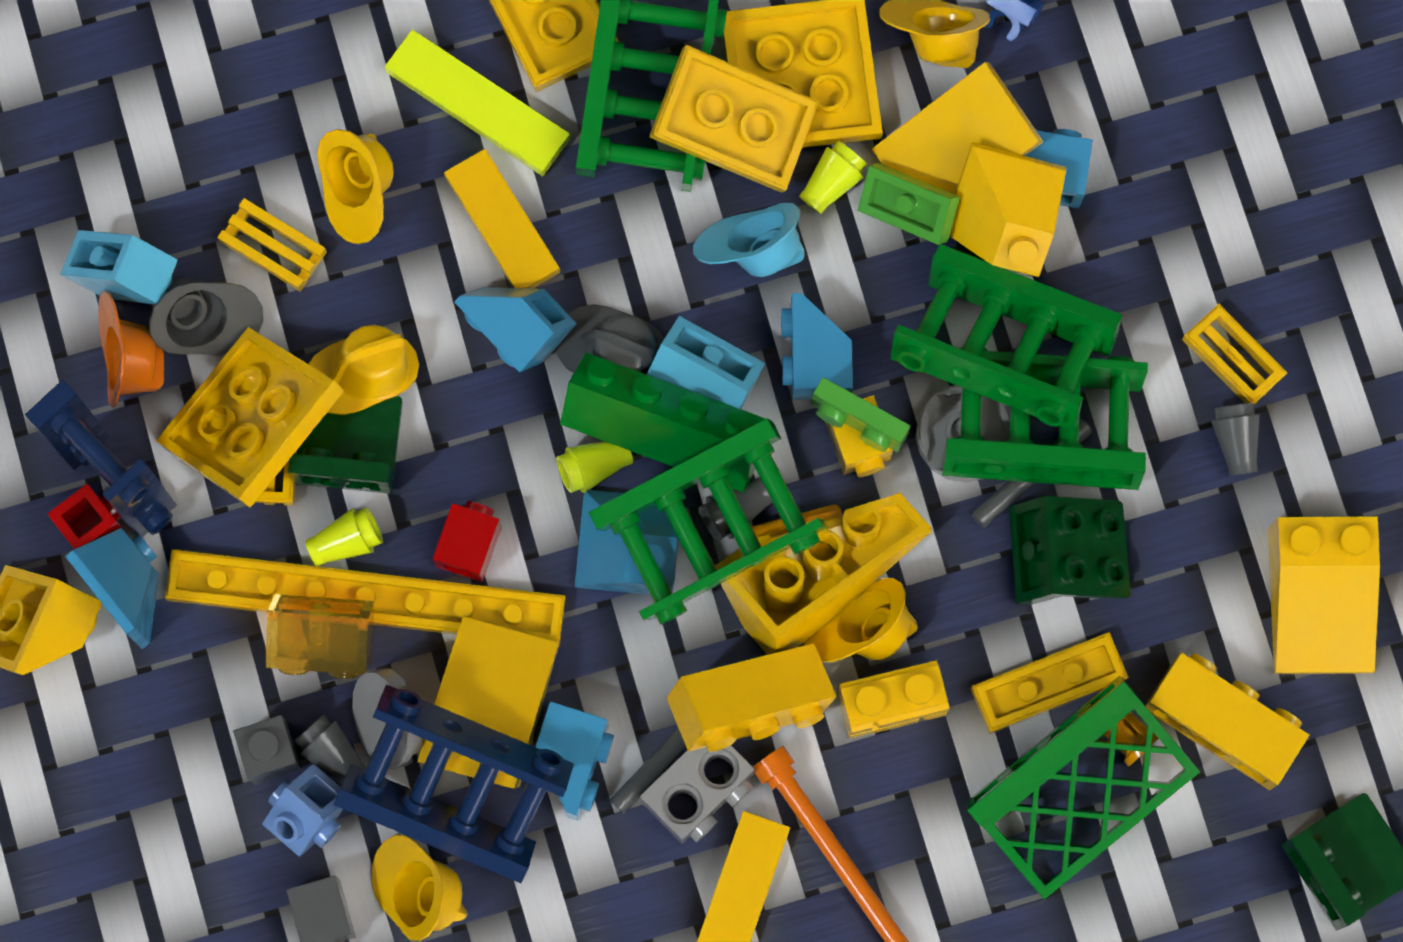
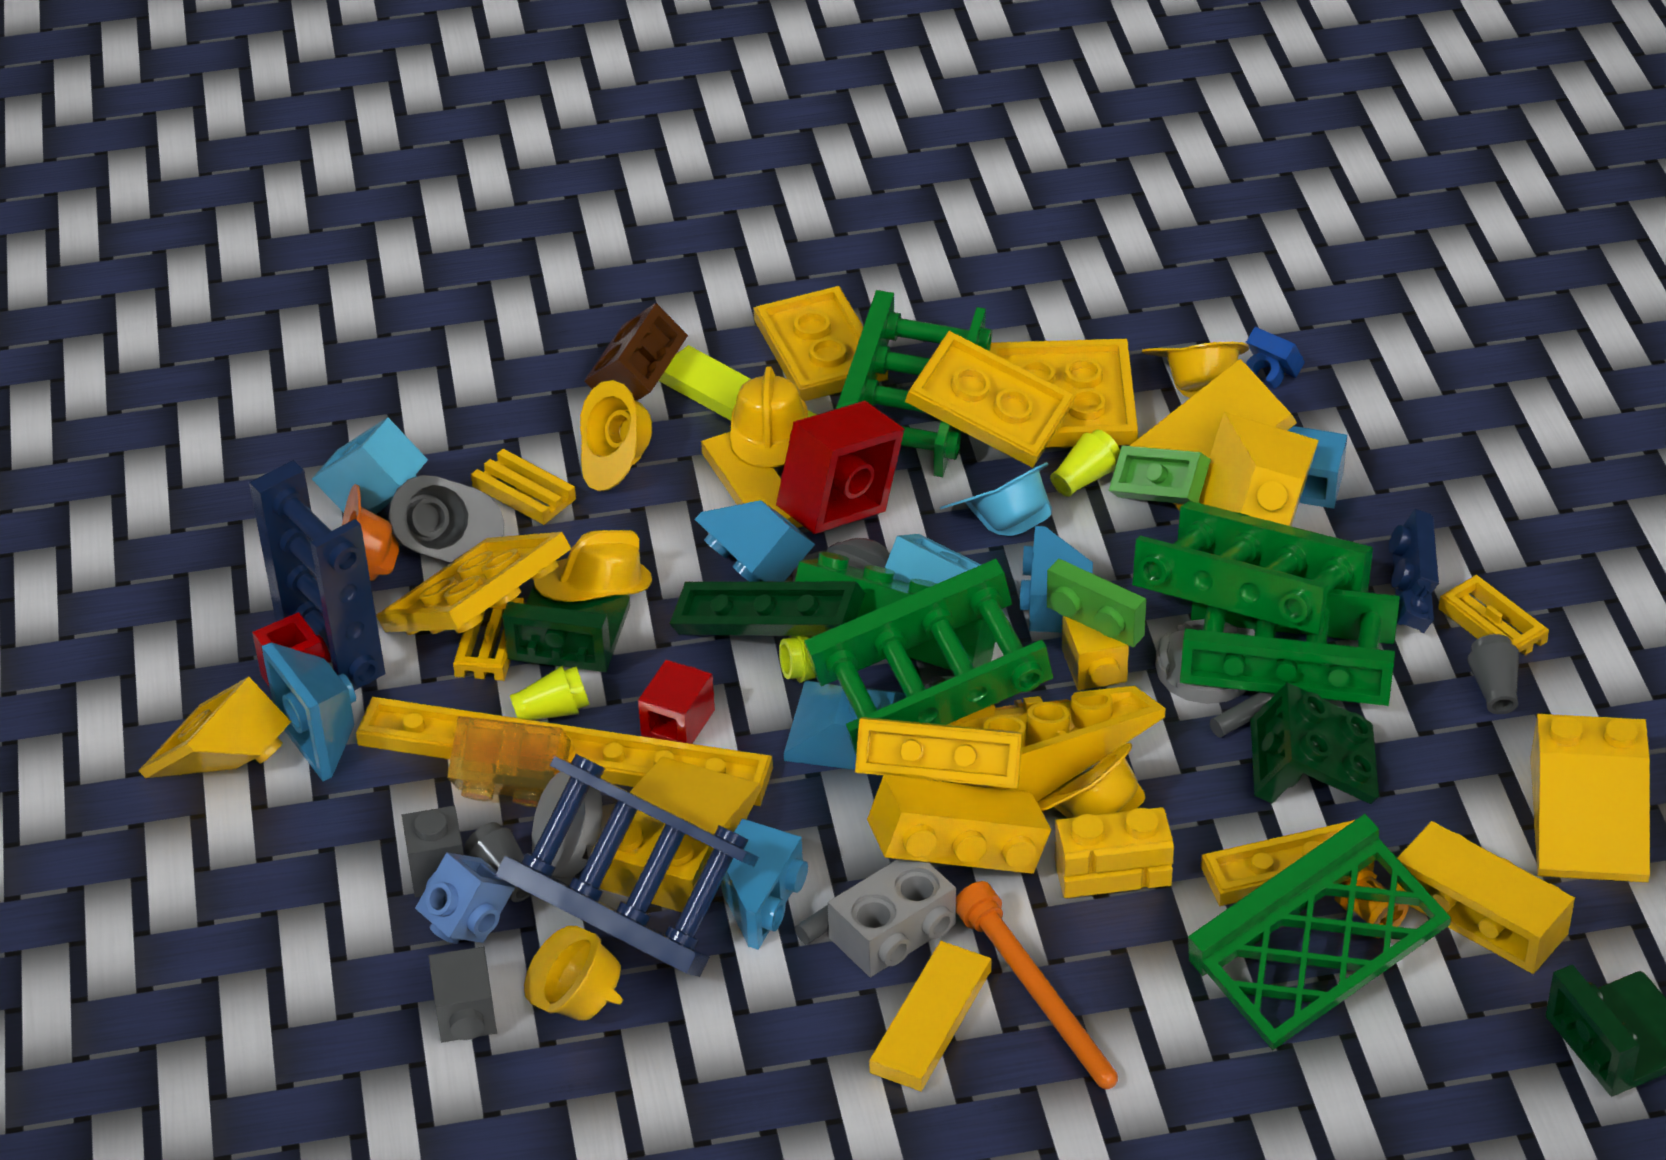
camera: 10 degrees right, 35 degrees down
(363, 67) = (639, 352): none -> reddish brown brick
(510, 150) = (765, 419): none -> yellow piece
(541, 427) = (765, 607): none -> dark green plate
(591, 231) = (839, 466): none -> red brick
(728, 636) = (939, 752): none -> yellow tile
(1160, 312) = (1415, 569): none -> dark blue hinge

